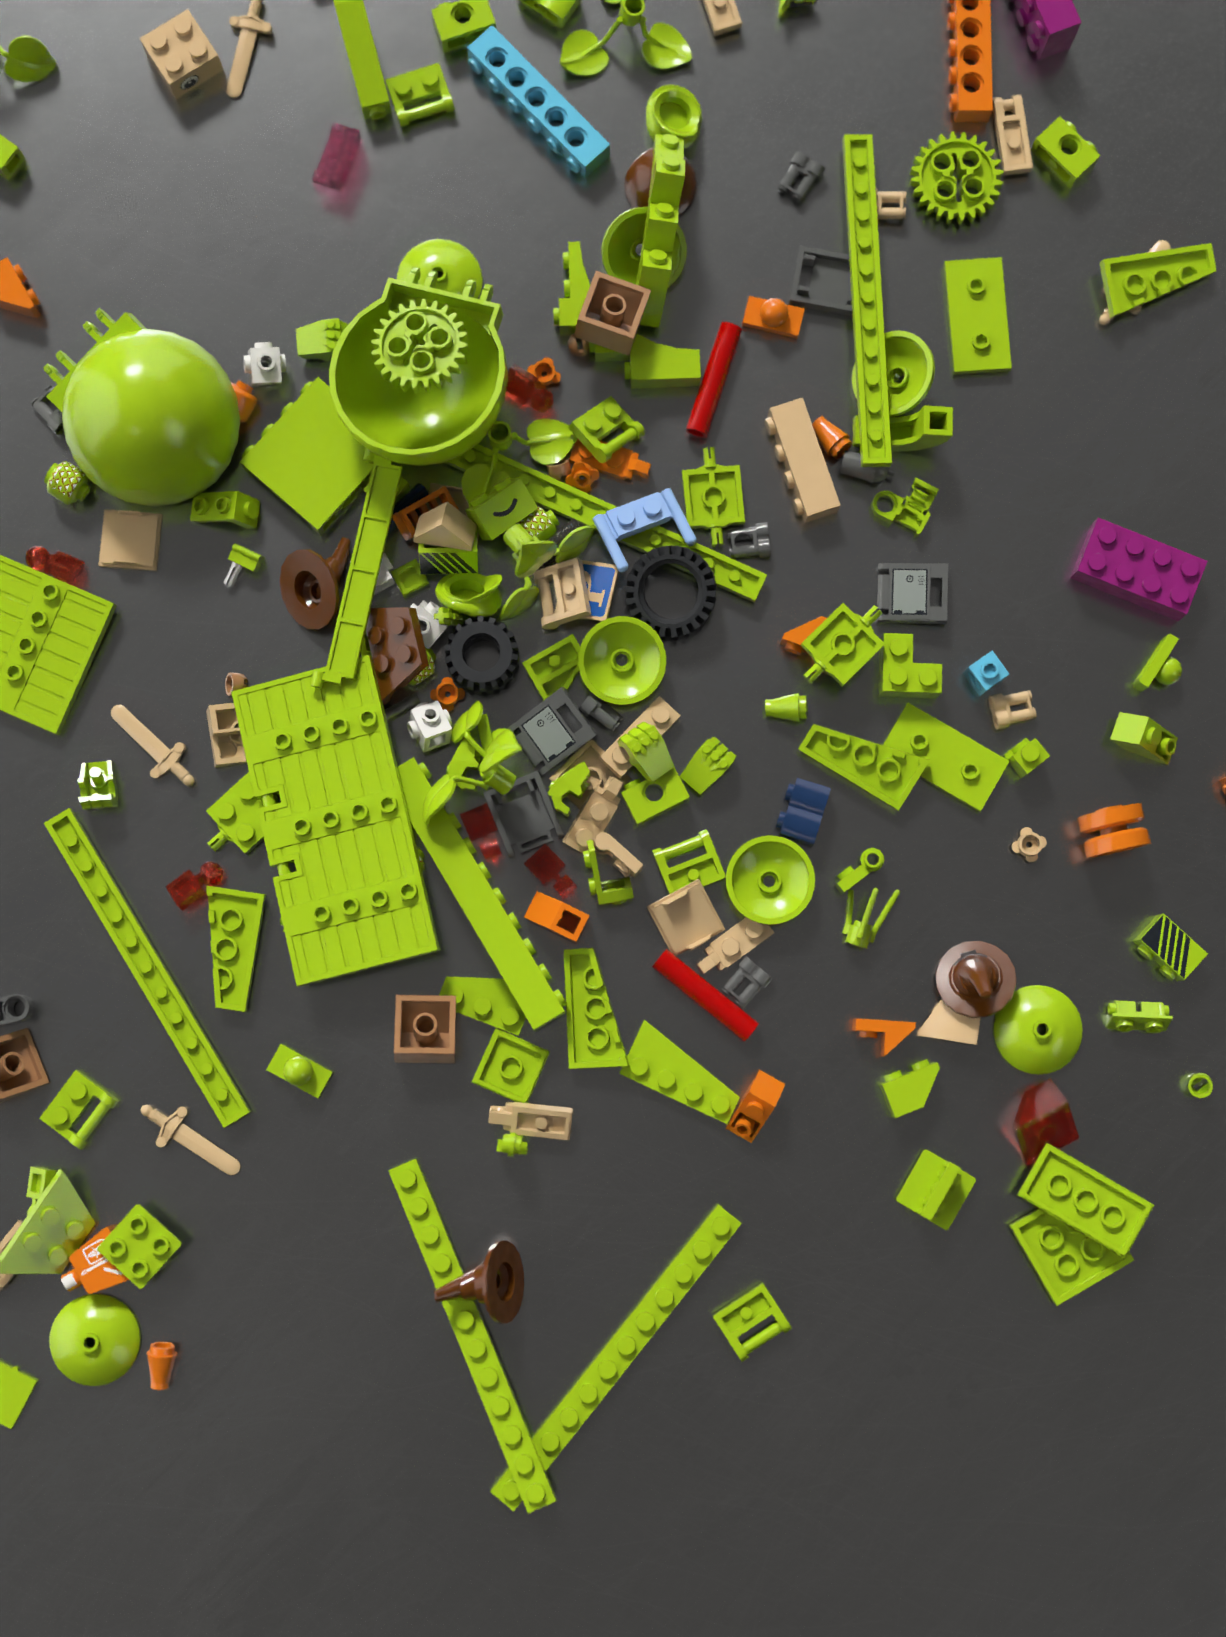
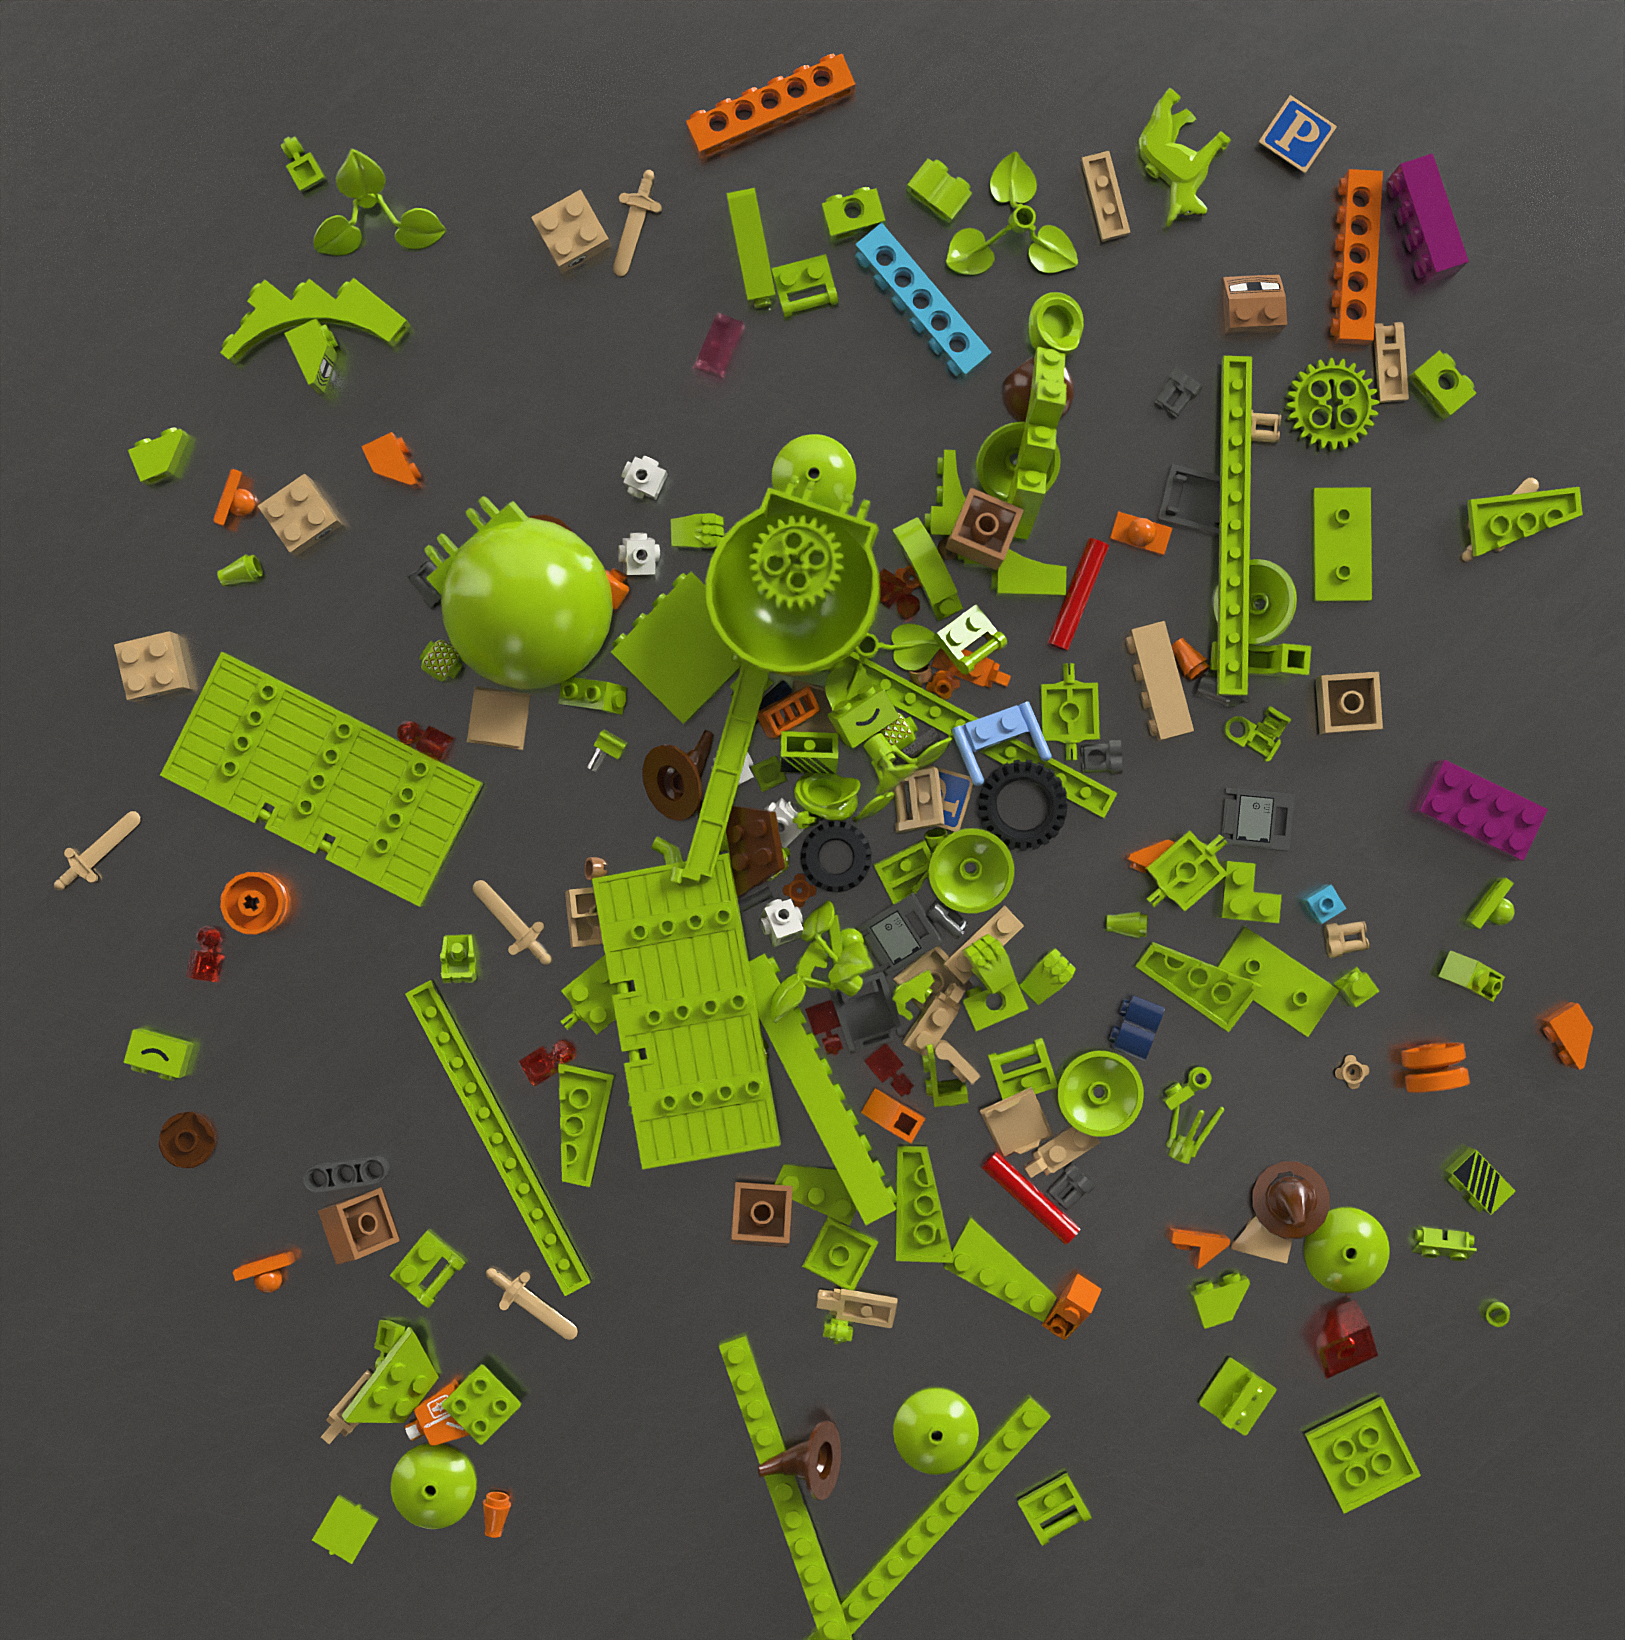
camera: 10 degrees right, 5 degrees up
(266, 289) = (651, 485): none -> white brick
(299, 1071) = (638, 1245): lime tile -> none
(307, 660) = (671, 852): none -> lime arm
(446, 528) = (808, 733): tan slope -> none
(561, 360) = (929, 568): none -> lime arch
(581, 630) = (934, 837): none -> lime hinge
(616, 1225) = (935, 1411): none -> lime dish
(871, 88) = (1254, 304): none -> medium nougat slope
(996, 469) = (1349, 703): none -> tan brick
(1085, 1200) = (1379, 1417): lime plate -> none

